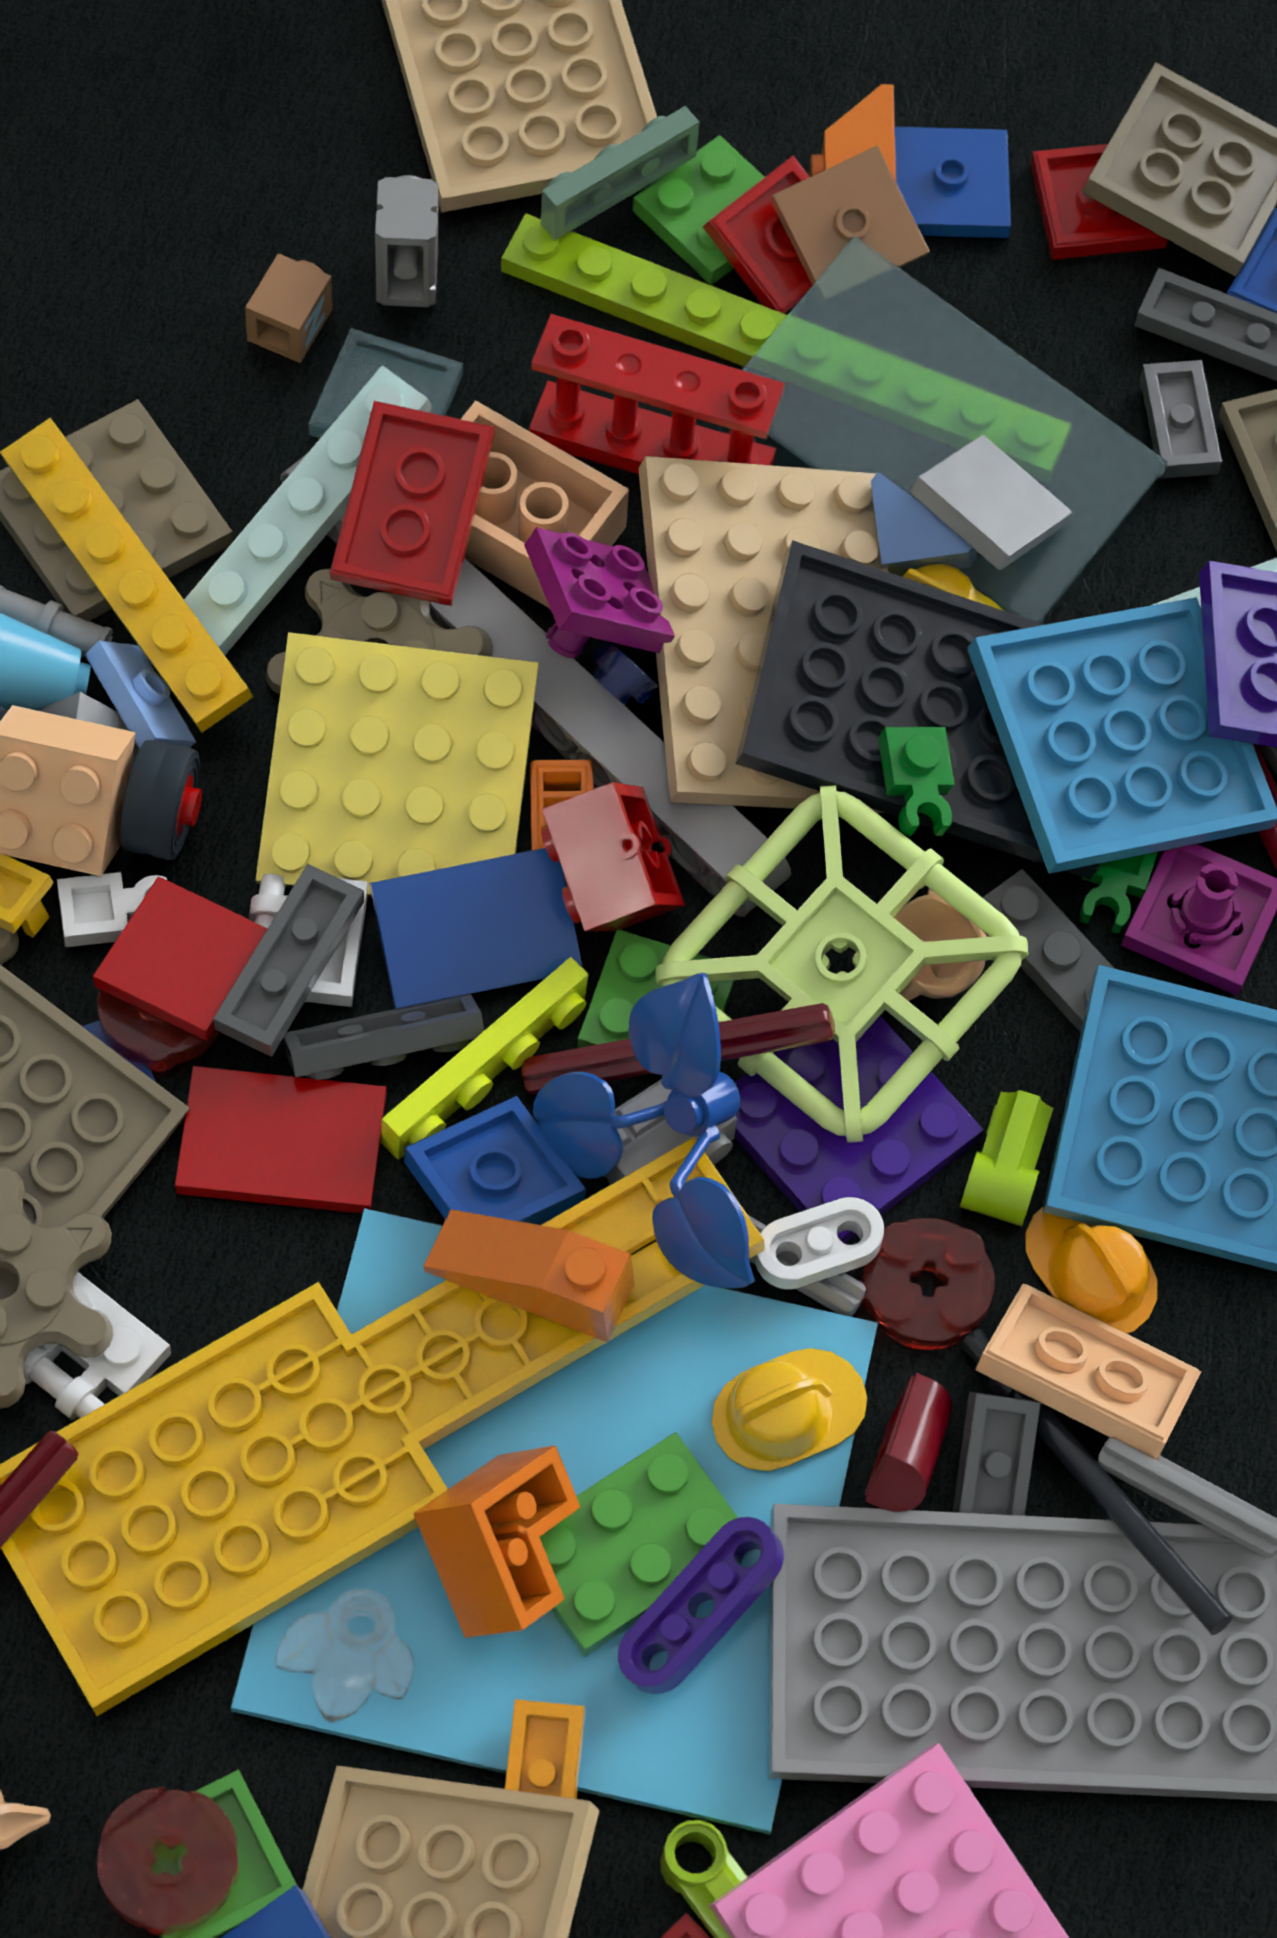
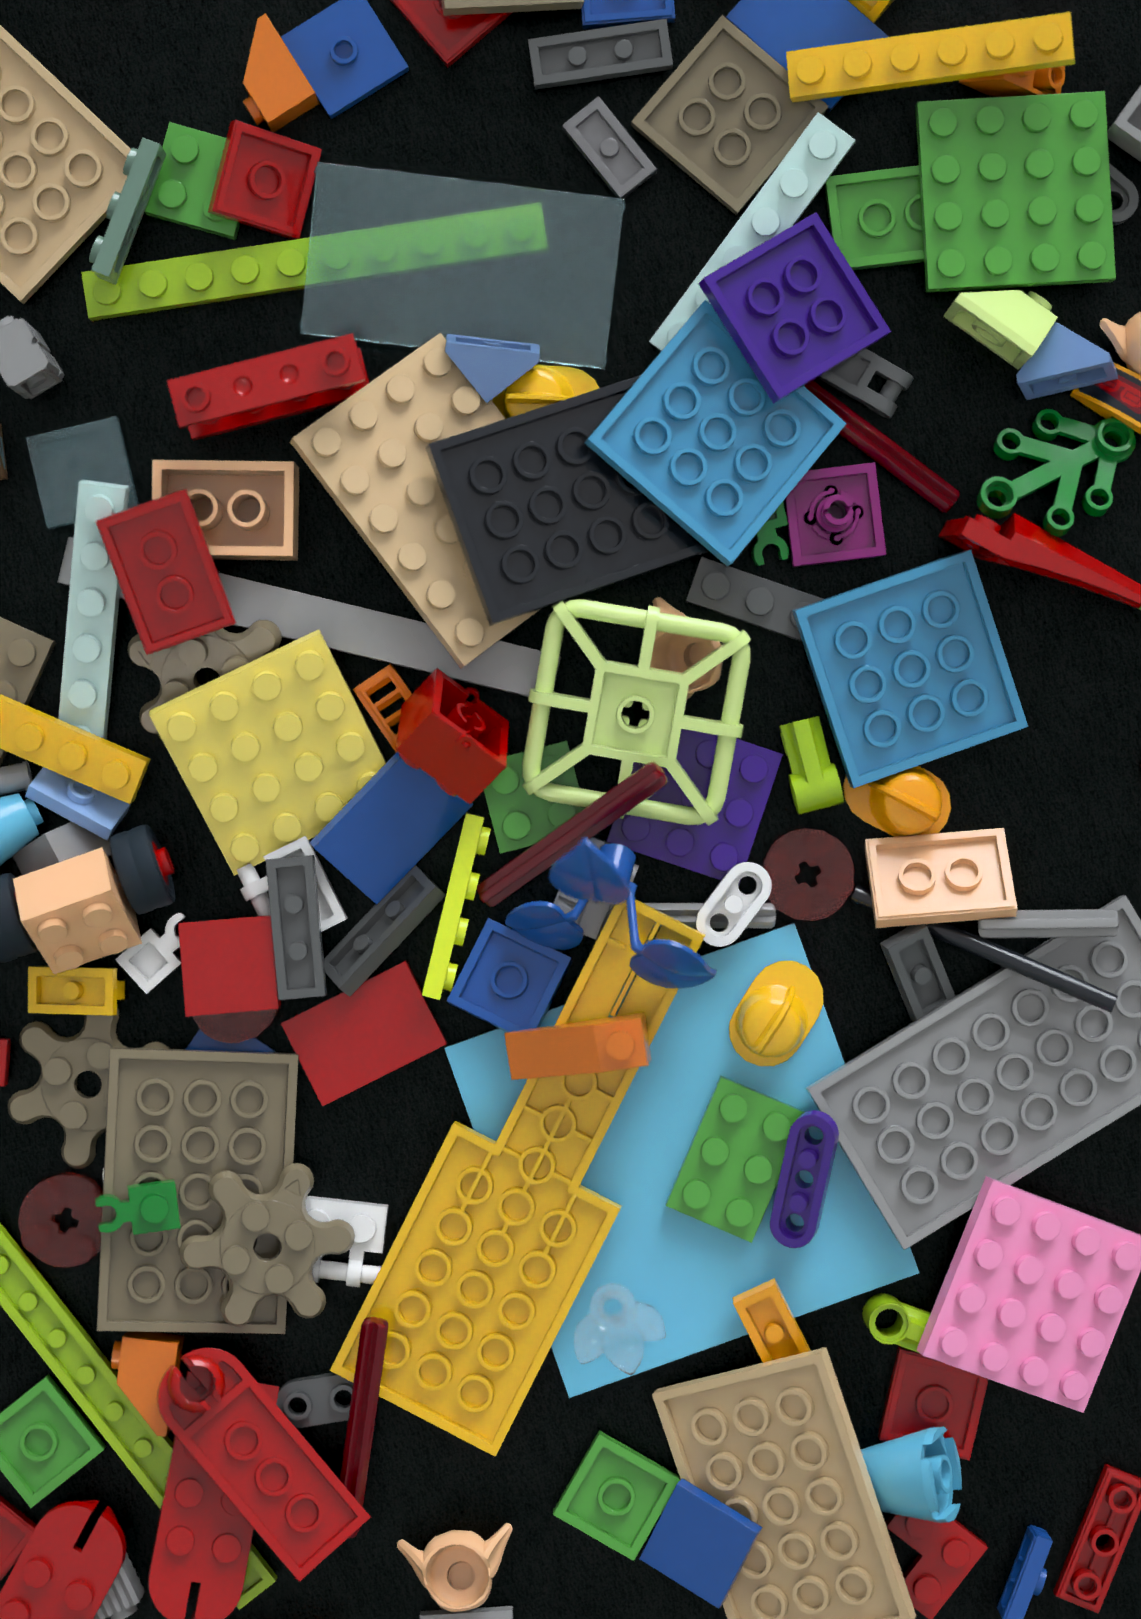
camera: 25 degrees left, 25 degrees up
(167, 1901) = (611, 1540): clear red plate -> none
(489, 1541) = (657, 1219): orange brick -> none
(596, 593) = (324, 580): magenta plate -> none
(621, 674) = (371, 590): clear blue plate -> none
(848, 202) = (299, 136): medium nougat plate -> none
(910, 1446) = (864, 998): dark red brick -> none
(920, 768) = (604, 554): green plate -> none
(991, 502) = (531, 313): light grey tile -> none

